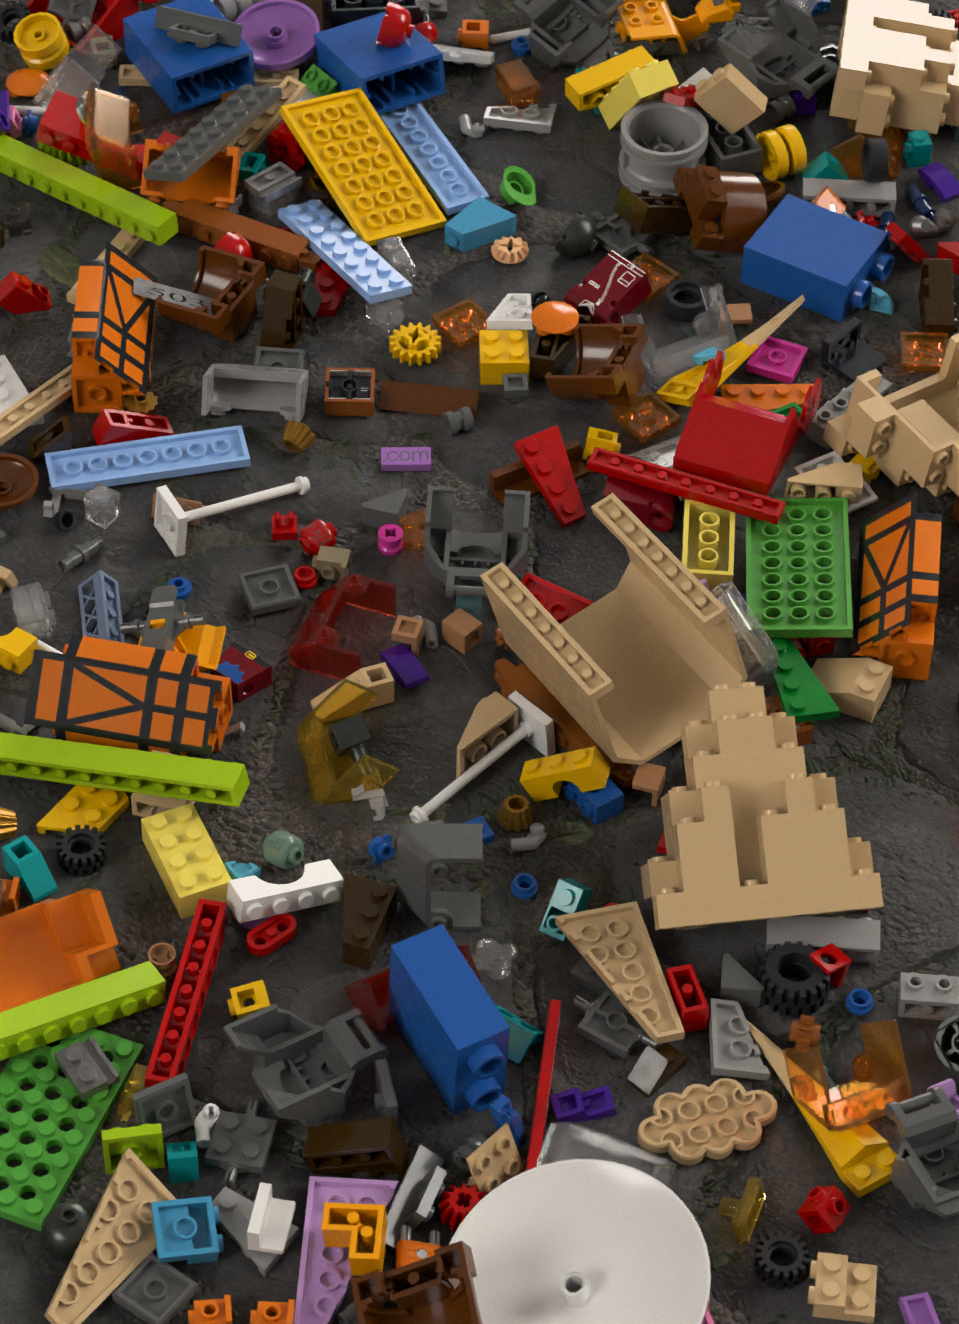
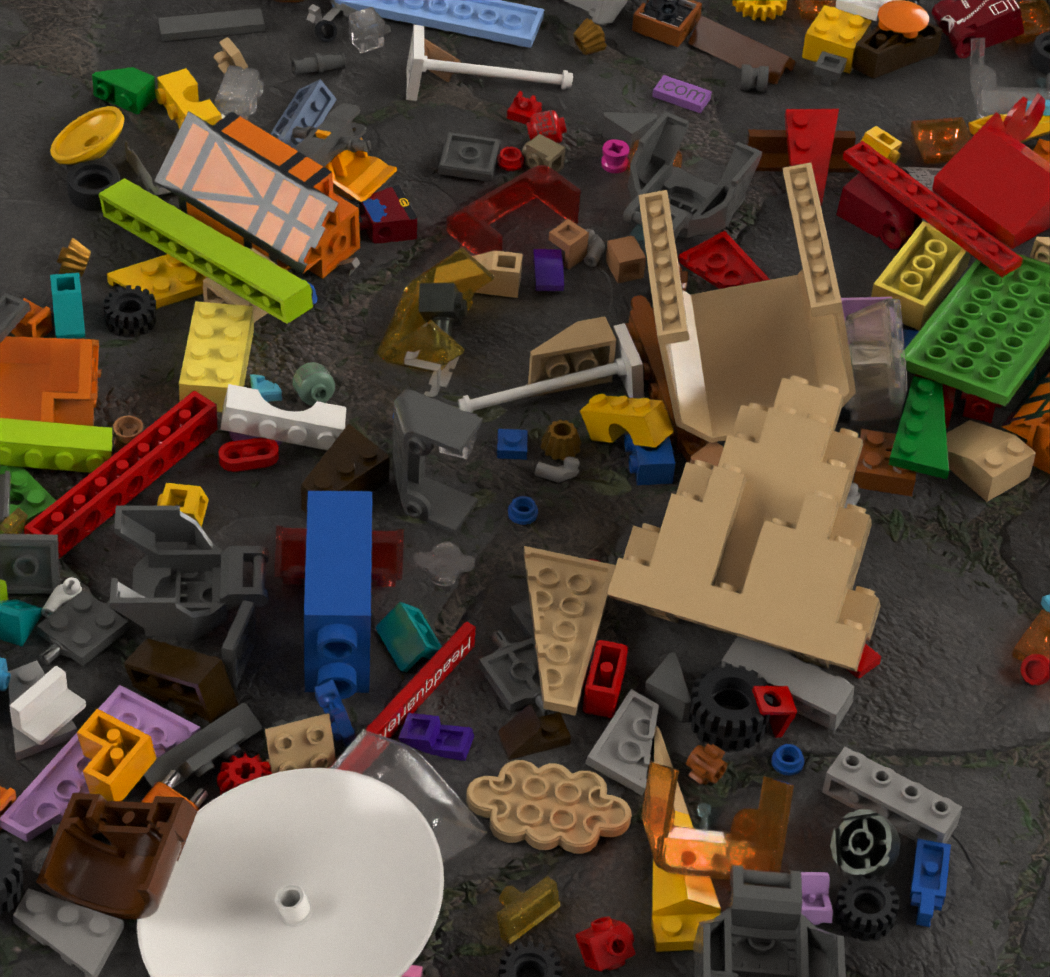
camera: 25 degrees right, 0 degrees up
(183, 586) = (387, 125): blue plate -> none
(567, 898) = (551, 534): teal slope -> none
(605, 364) = (931, 80): reddish brown piece -> none

